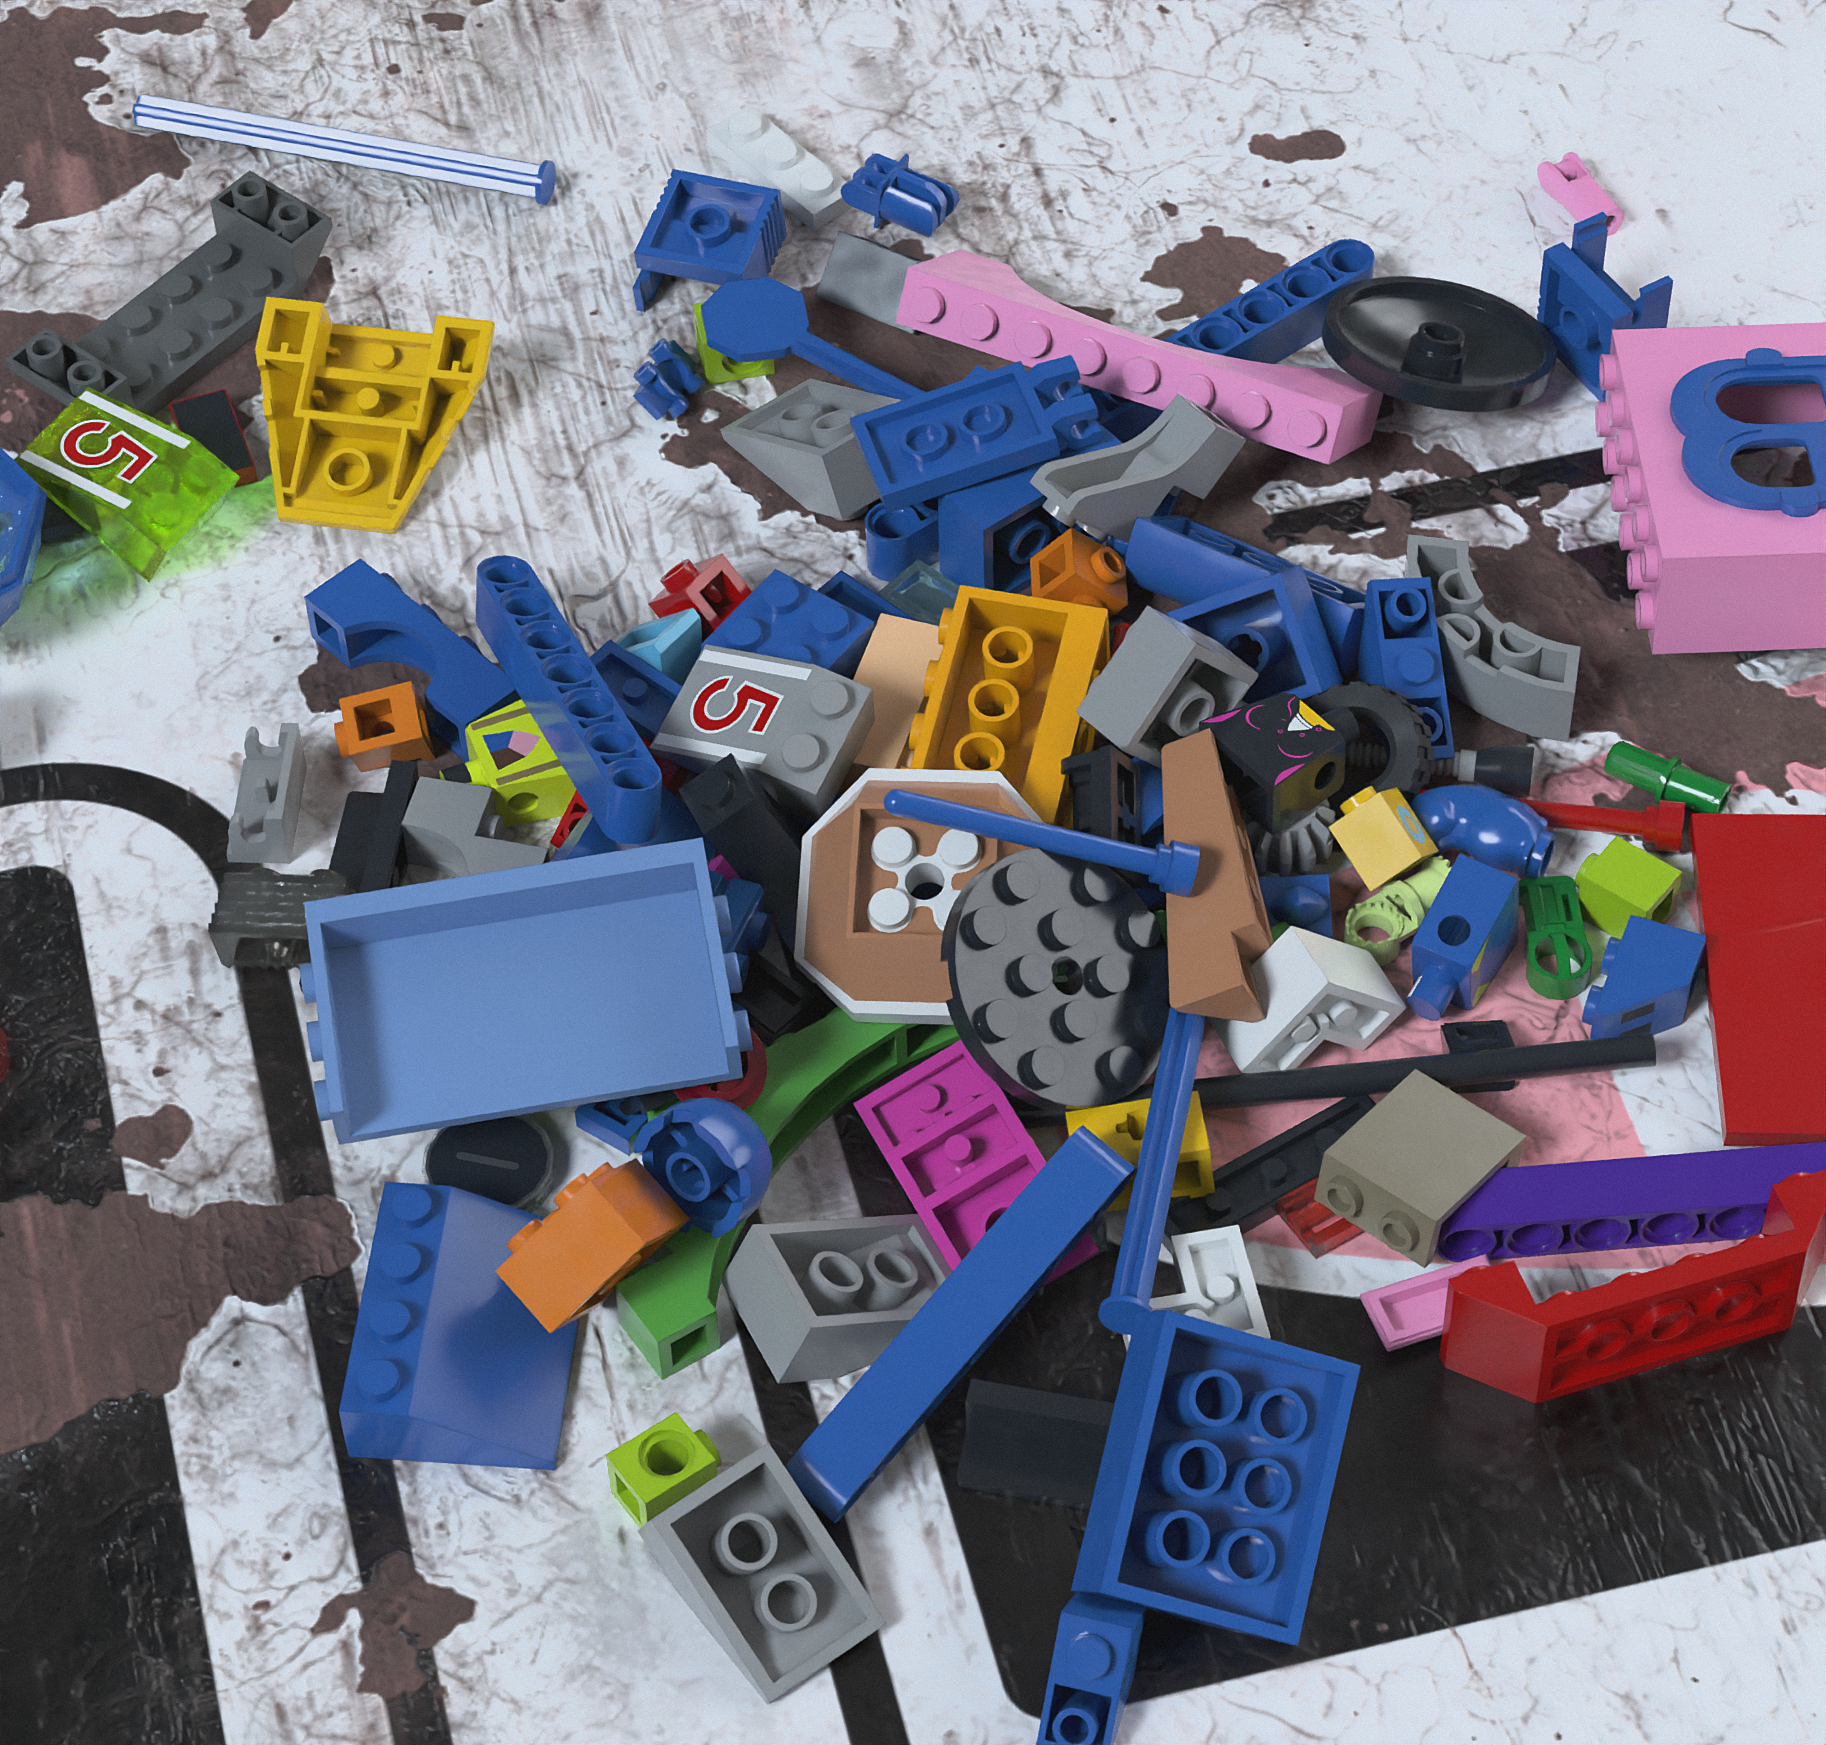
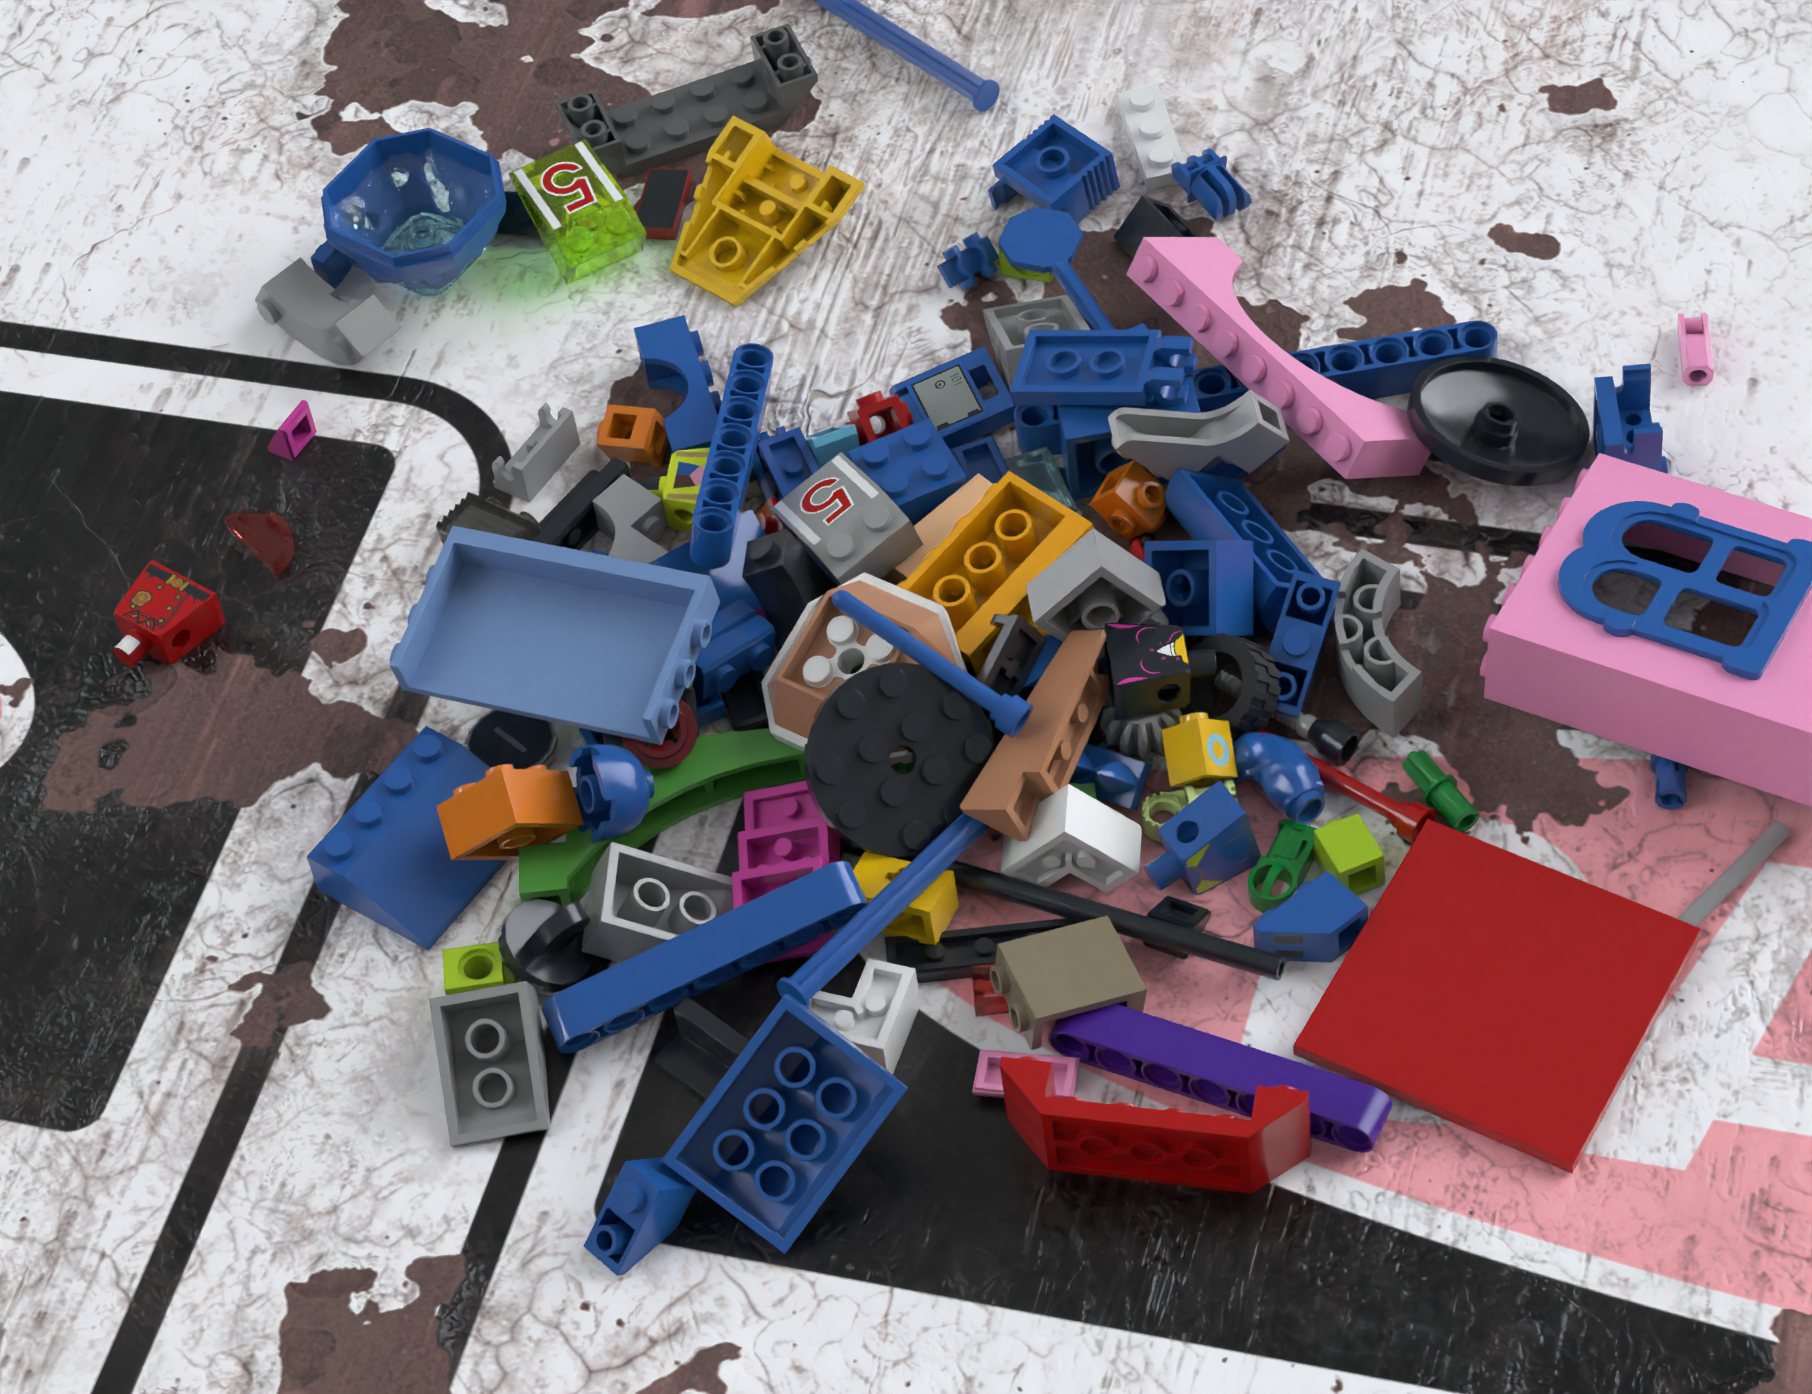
camera: 35 degrees right, 0 degrees up
(730, 1390) = (545, 944): none -> black tile
(761, 538) = (953, 401): none -> blue container

